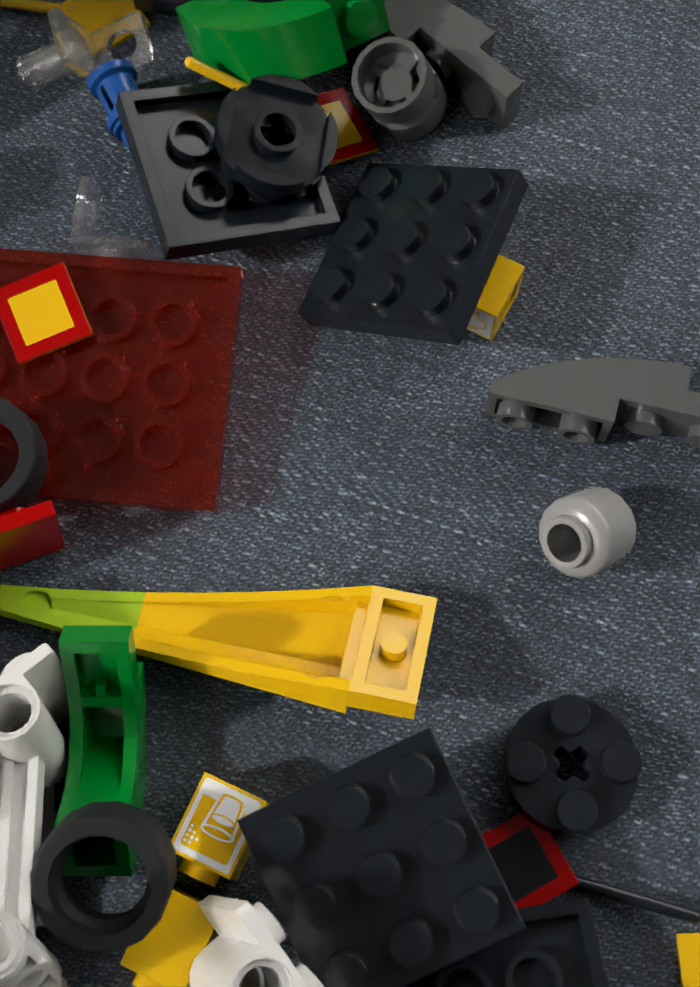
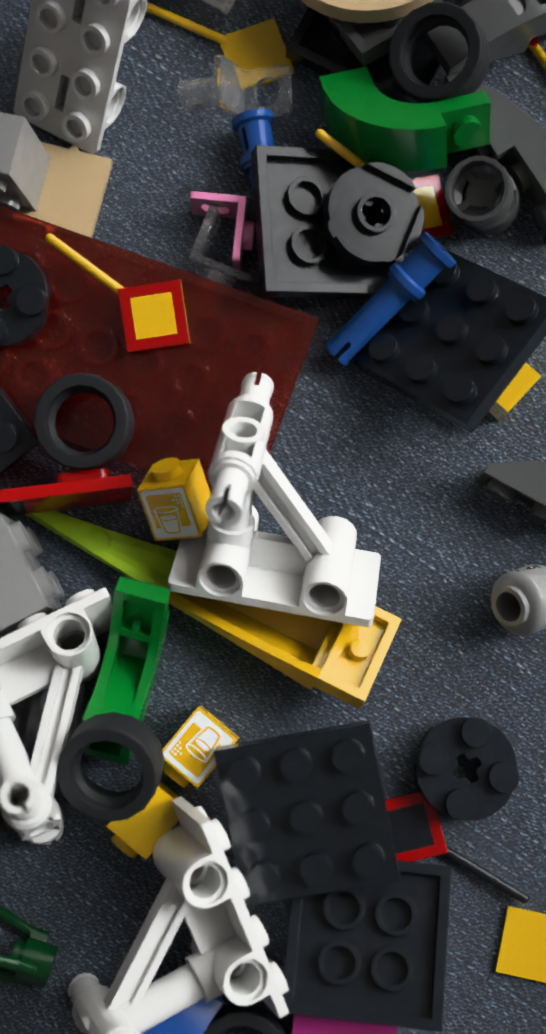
camera: 15 degrees right, 10 degrees up
(117, 182) = (234, 208): none -> bright pink bracket
(117, 521) = (175, 499): none -> yellow brick
(208, 574) = (303, 573): none -> white plate
(335, 201) = (404, 283): none -> blue pin

